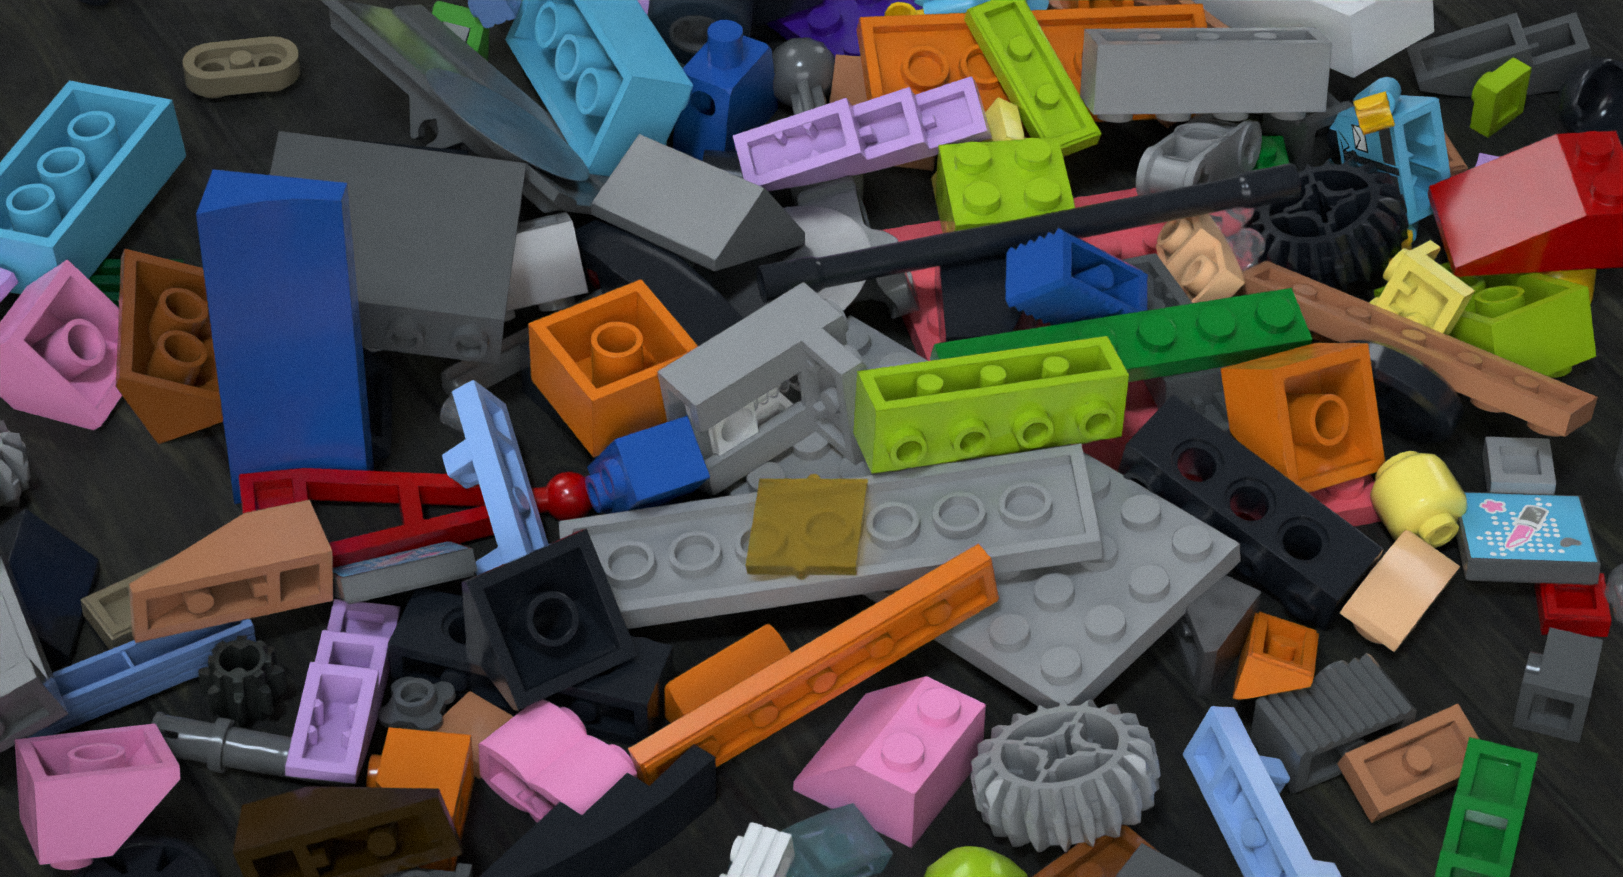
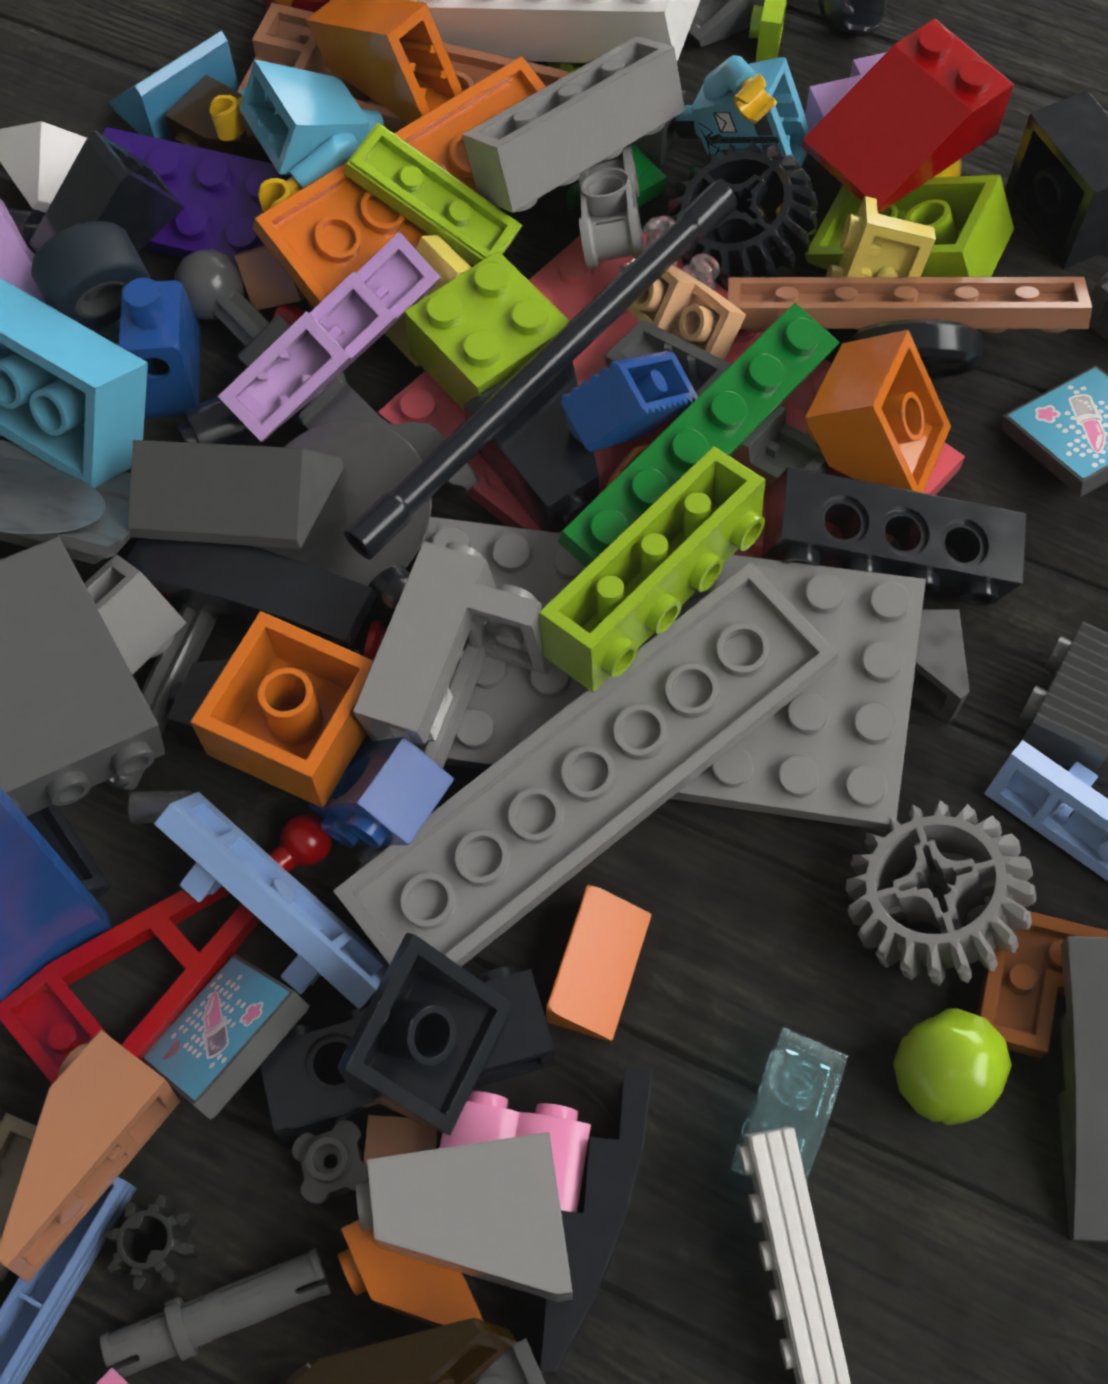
camera: 30 degrees left, 20 degrees up
(343, 693) = (270, 1221): lavender slope -> none
(498, 751) = (474, 1211): none -> light grey slope
(807, 527) = (571, 778): clear yellow piece -> none
(825, 665) = (675, 925): orange tile -> none
(898, 756) = (776, 951): bright pink slope -> none
(1275, 657) = (1014, 671): orange slope -> none
(1399, 591) = (1050, 535): light nougat slope -> none
(1418, 496) = (994, 441): light yellow head -> none
(1518, 465) = (1034, 365): light grey plate -> none

